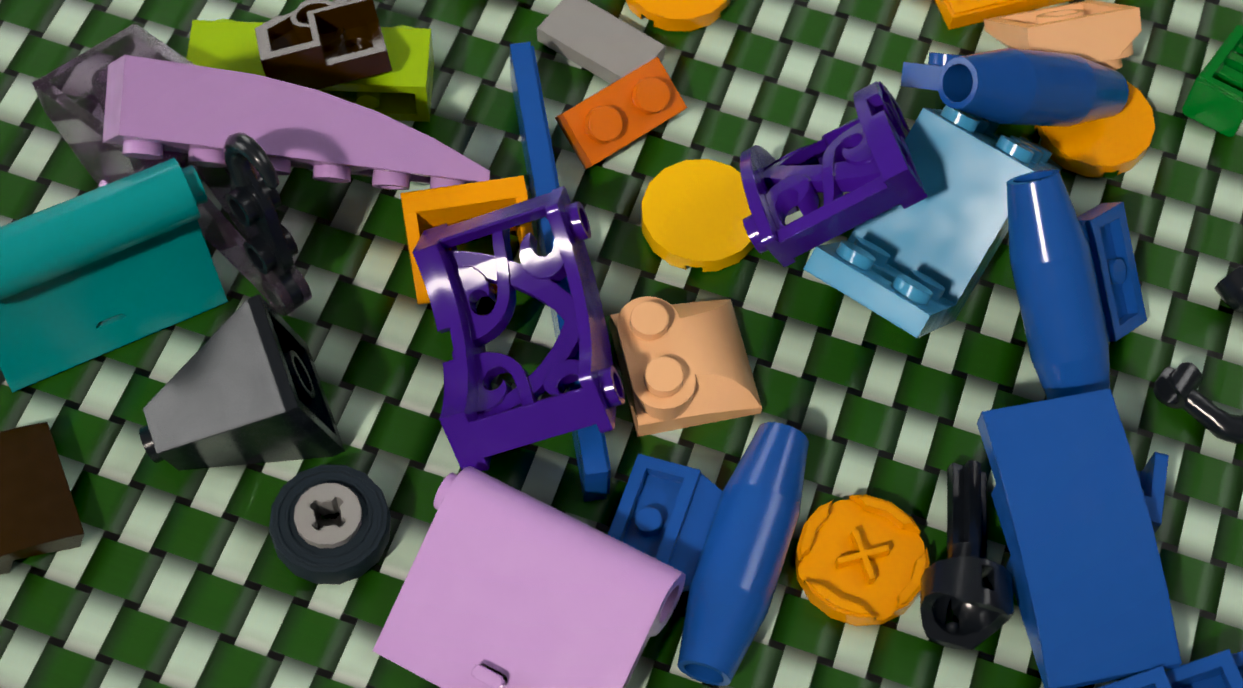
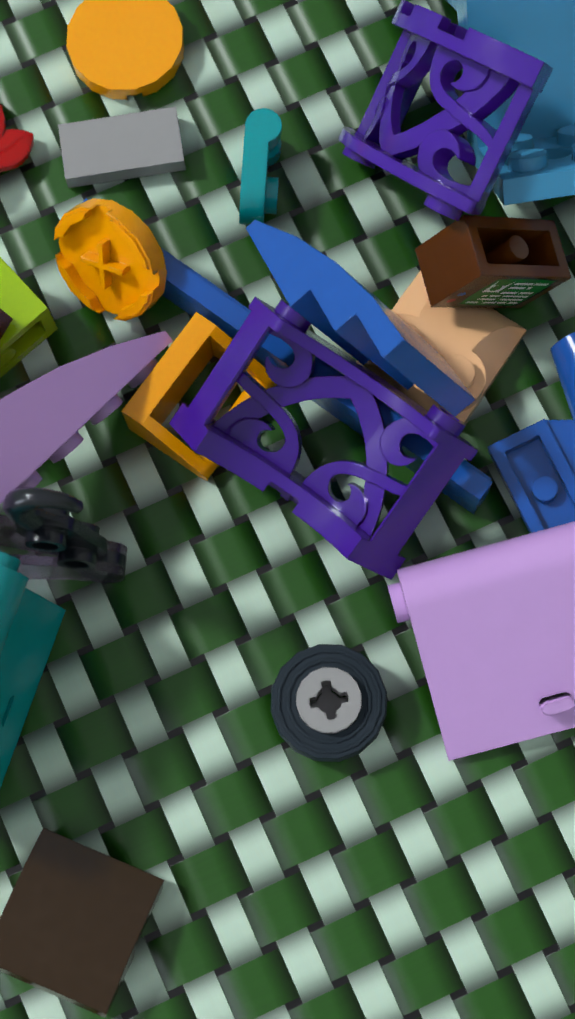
camera: 35 degrees left, 15 degrees up
(243, 399) = (174, 676): black slope -> none
(503, 94) = (110, 258): none -> light orange tile
(618, 262) = (356, 317): none -> blue slope
(621, 113) = (200, 192): orange plate -> none
(683, 122) = (260, 151): none -> teal plate
(697, 215) = (341, 213): yellow tile -> none
(772, 323) = (492, 262): none -> reddish brown brick

